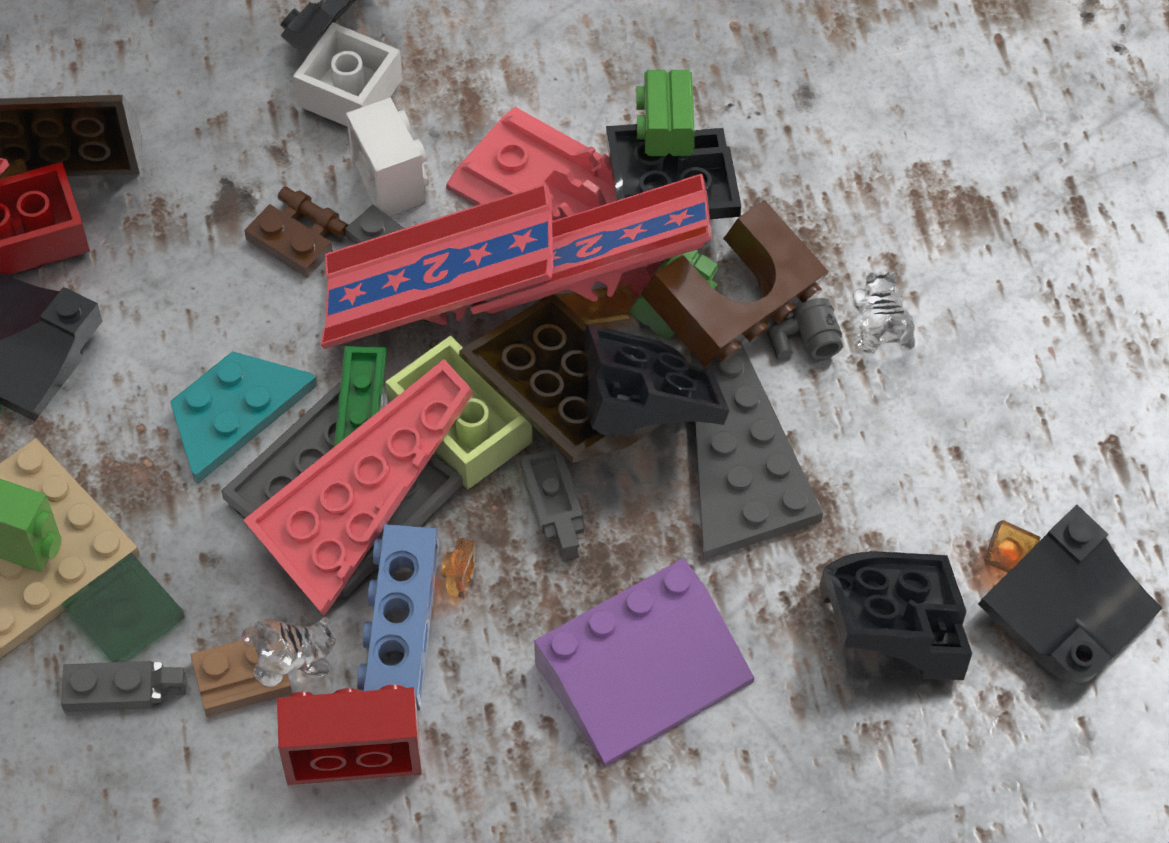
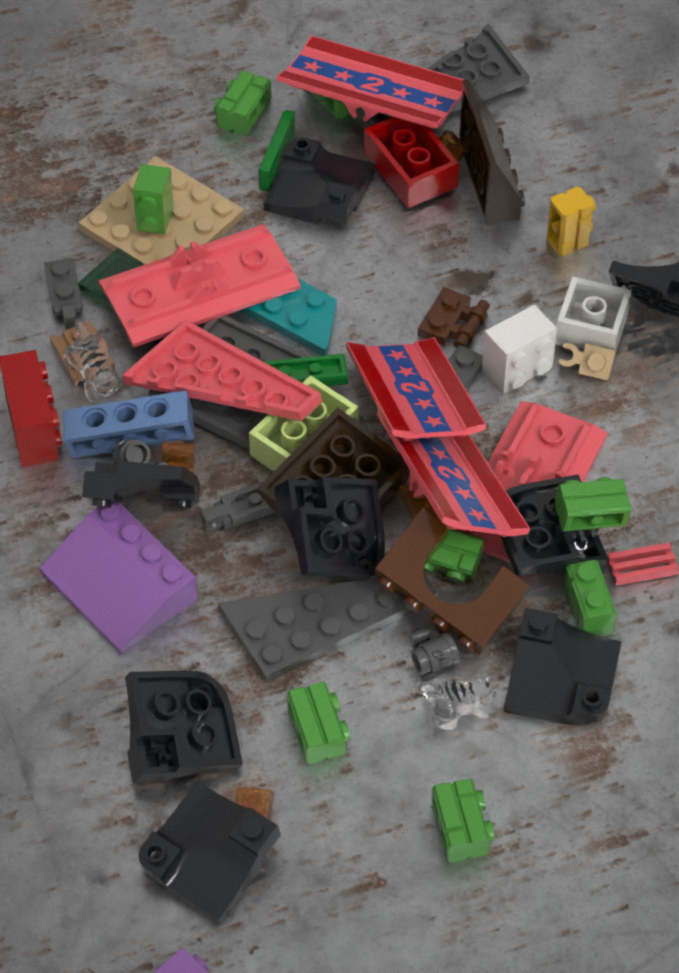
camera: 80 degrees right, 5 degrees down
(169, 504) = (199, 284): none -> coral hinge
(189, 68) = (570, 221): none -> yellow brick
(411, 92) = (593, 362): none -> tan plate
(461, 613) = (133, 452): none -> dark grey piece
(524, 603) = (114, 481): none -> black slope
(714, 84) = (640, 560): none -> coral tile
(770, 161) = (589, 598): none -> bright green brick
(861, 211) = (560, 671): none -> black slope
(901, 465) = (317, 723): none -> bright green brick
(1051, 339) = (461, 820): none -> bright green brick

